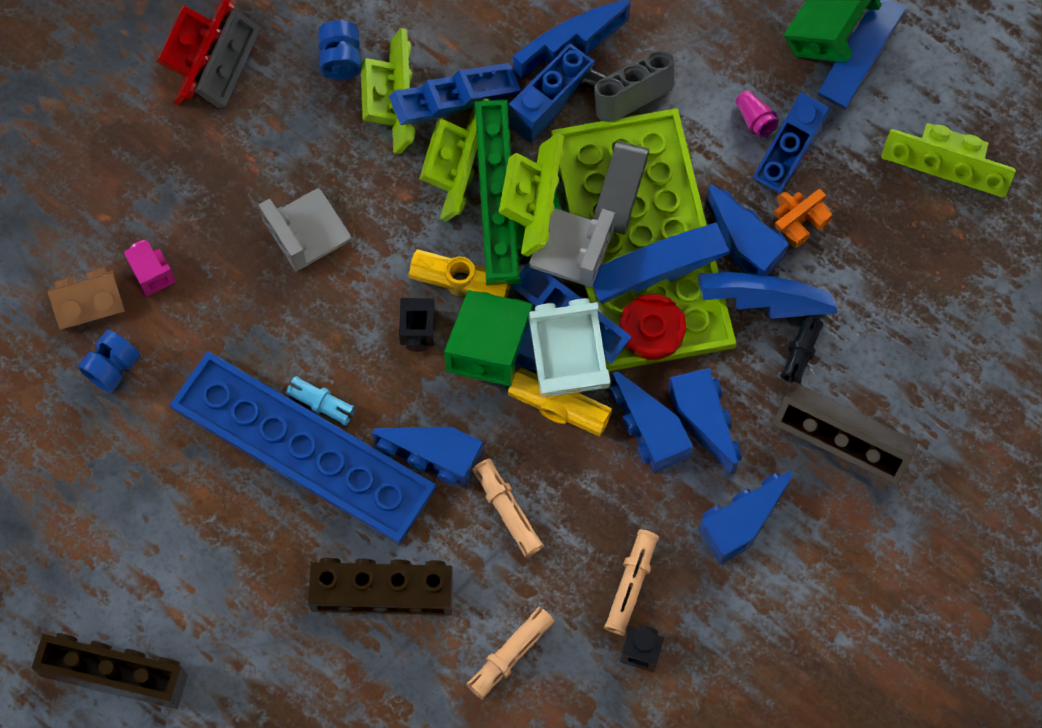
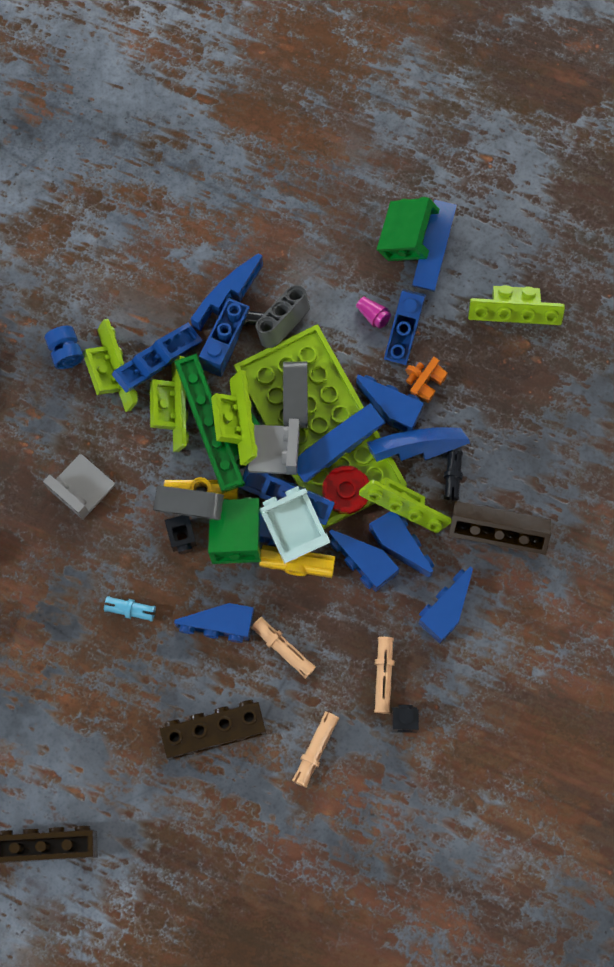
camera: 15 degrees left, 5 degrees up
(303, 447) = (127, 646): blue plate -> none
(438, 282) = (188, 502): none -> dark grey beam
(724, 364) = (404, 503): none -> lime bracket

